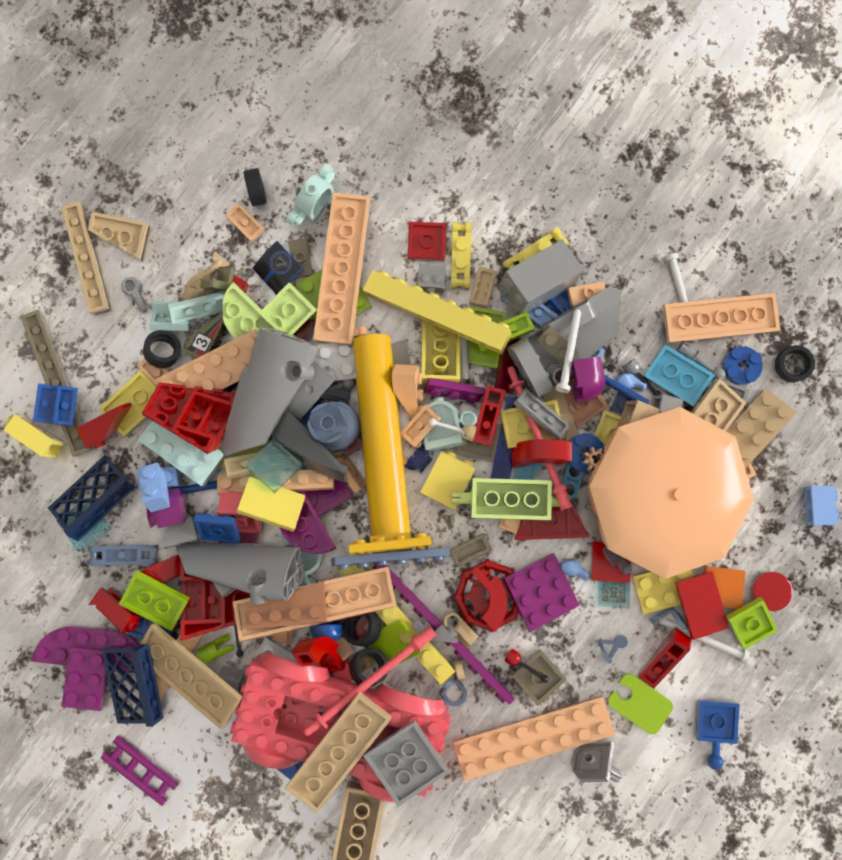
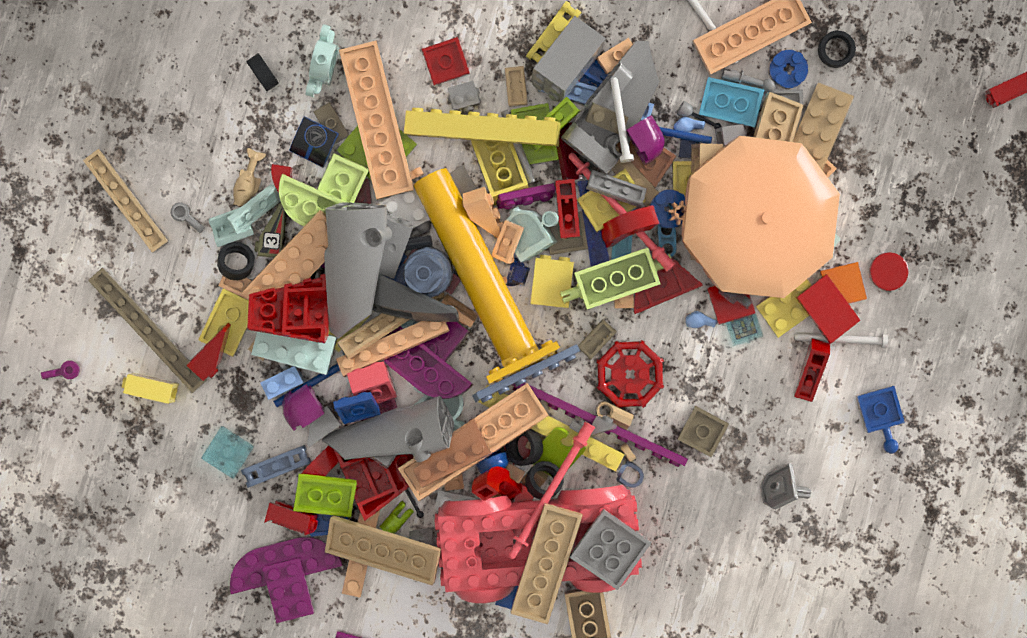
camera: 25 degrees left, 5 degrees up
(55, 404) = (157, 351): blue slope -> none
(98, 507) = (236, 433): dark blue fence -> none
(121, 232) = (149, 163): tan wing -> none
(145, 685) = (348, 575): dark blue fence -> none
(154, 487) = (285, 392): light blue brick -> none
(223, 281) = (268, 174): olive panel -> none
(245, 222) = (265, 109): light nougat plate -> none
(274, 465) = (387, 330): clear light blue plate -> none
(275, 509) = (398, 366): light yellow tile -> none
(461, 255) = (483, 62): light yellow plate -> none
(467, 431) = (553, 232): hinge -> none
(497, 604) = (640, 379): red arch -> none
(514, 658) = (674, 423): hinge -> none
(533, 738) = (718, 487): light nougat plate -> none
(541, 592) = (676, 353): magenta plate -> none
(620, 641) = (766, 370): sand blue piece -> none
(644, 707) = (810, 420): lime piece -> none
(674, 612) = (814, 330): sand blue piece -> none
(752, 623) = (880, 308): lime plate -> none
(821, 505) = (907, 175): light blue brick -> none

